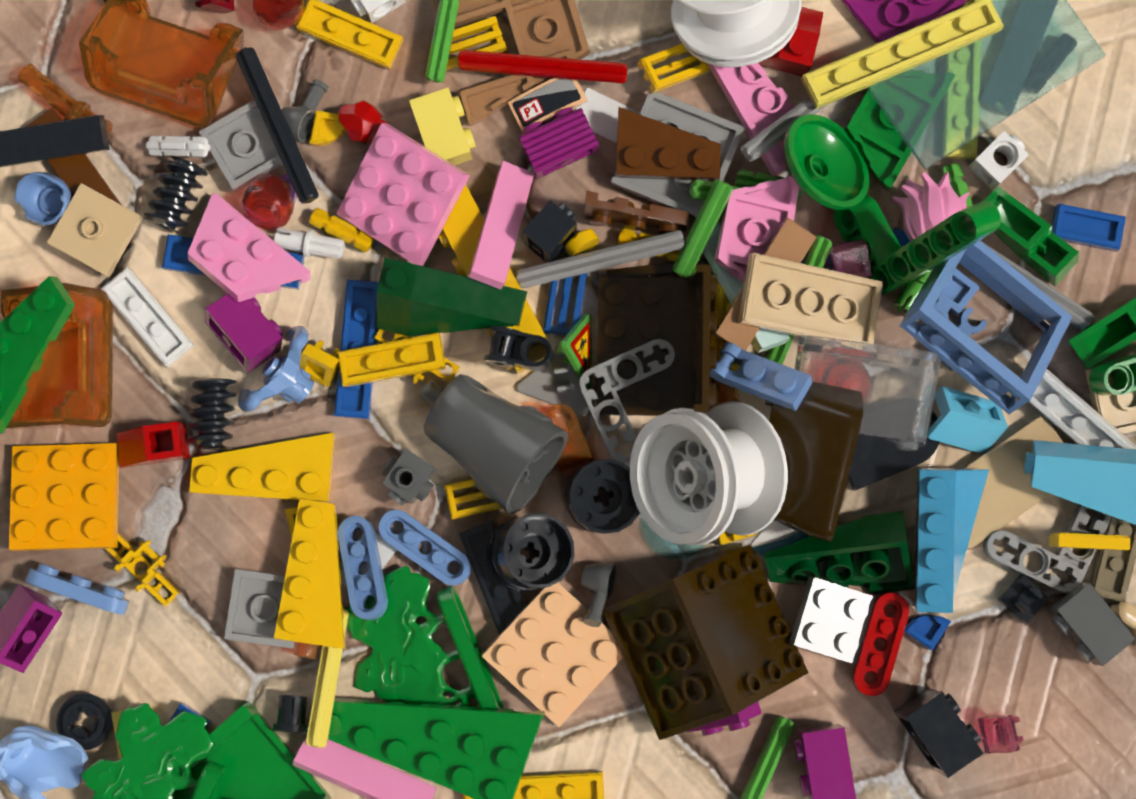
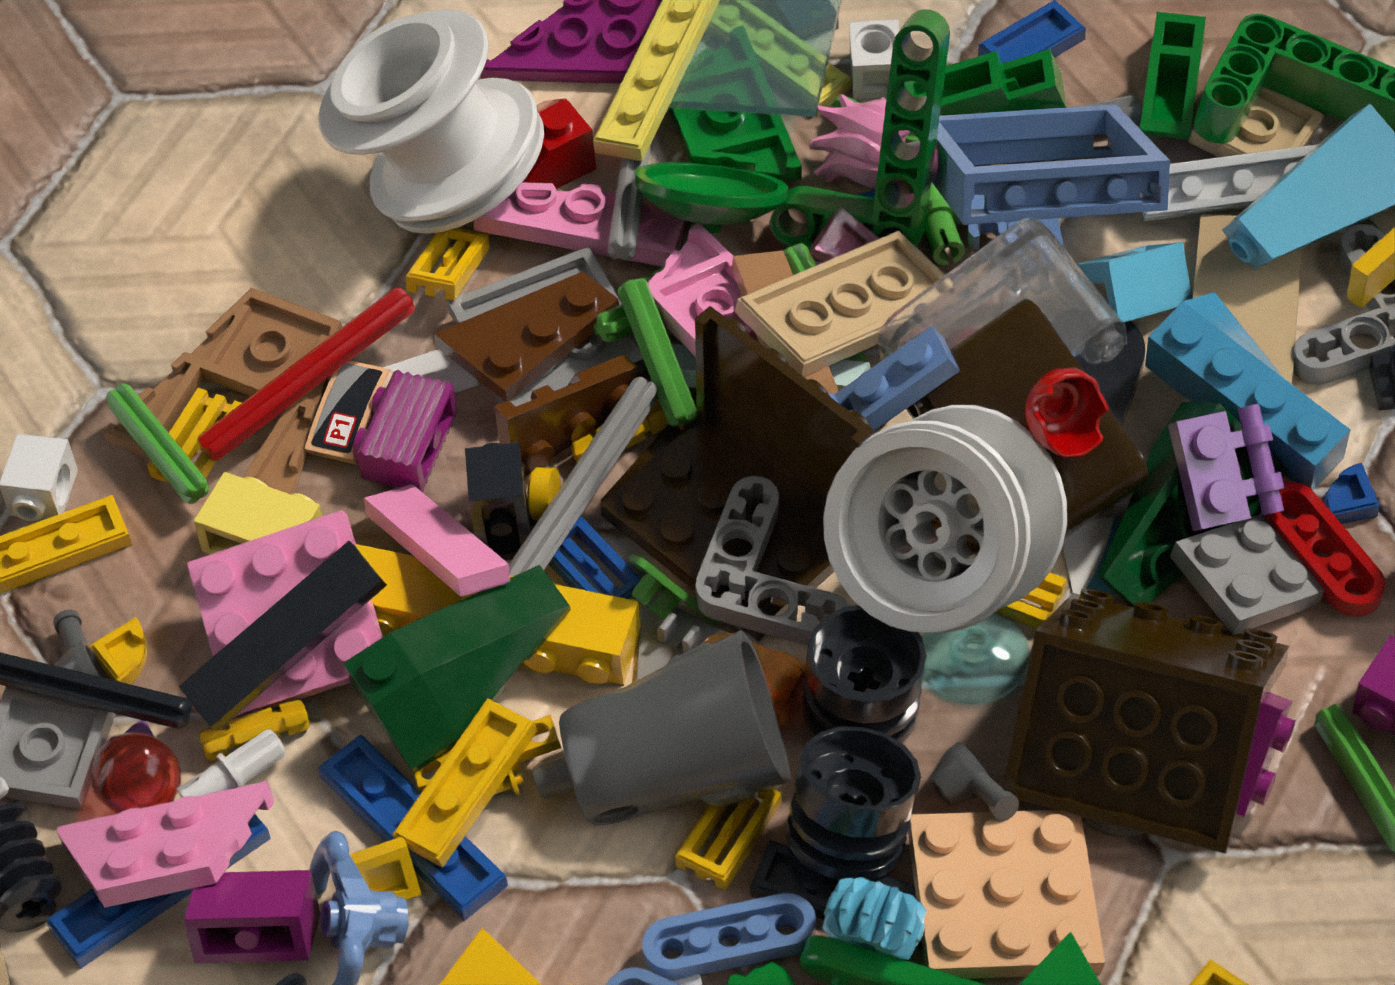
camera: 45 degrees left, 30 degrees down
(360, 121) = (160, 603): red rock -> none
(383, 208) = (282, 636): none -> black tile
(396, 471) = (625, 876): dark grey brick -> none
(478, 615) = (875, 917): none -> medium azure gear
(516, 349) = (595, 621): black piece -> none
(810, 489) = (1066, 412): none -> red hair
(867, 563) = (1211, 469): none -> medium lavender plate

